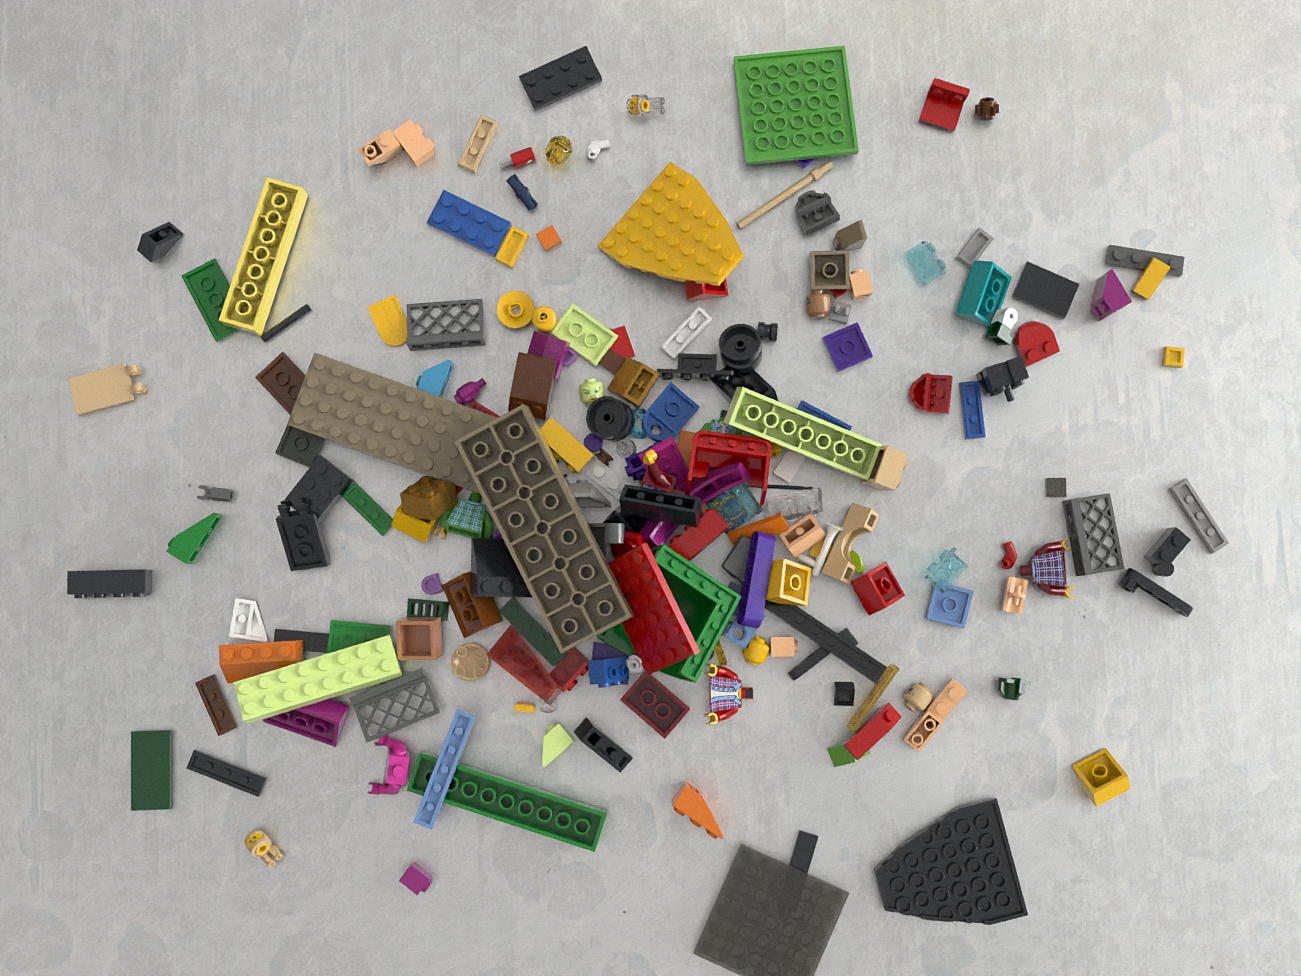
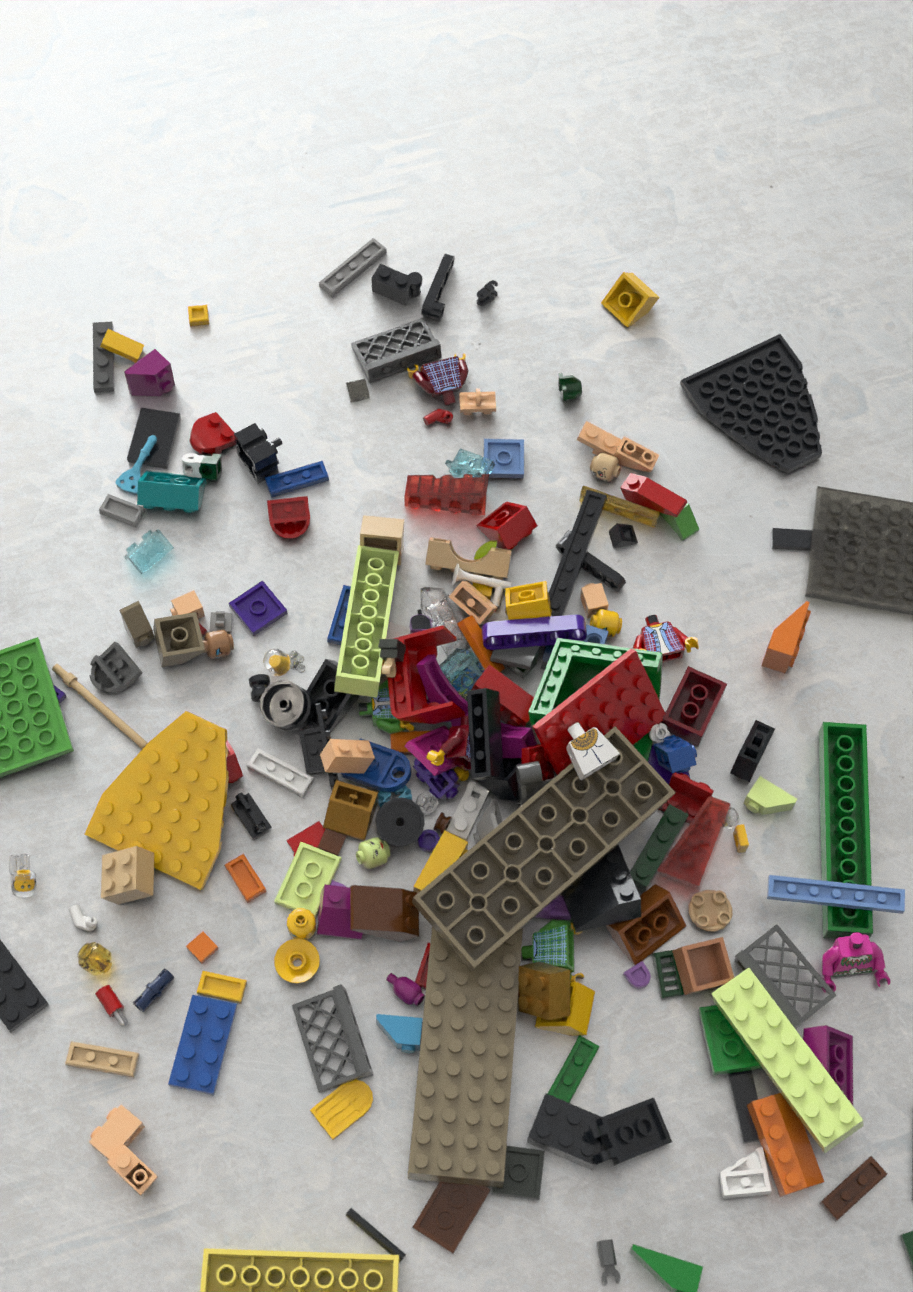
camera: 105 degrees left, 20 degrees down
(599, 284) = (245, 878): none -> orange tile
(610, 585) = (589, 750): none -> white torso
(620, 186) = (127, 875): none -> tan piece
(653, 300) = (250, 815): none -> black hinge
(677, 386) = (347, 756): none -> light nougat brick
(755, 441) = (391, 651): none -> pearl dark grey piece
(786, 353) = (279, 662): none -> clear piece
(794, 483) = (419, 623): none -> black tile
(921, 541) = (447, 493): none -> clear red wedge
(1012, 267) = (135, 471): none -> medium azure piece
(1138, 637) = (485, 294): none -> black piece

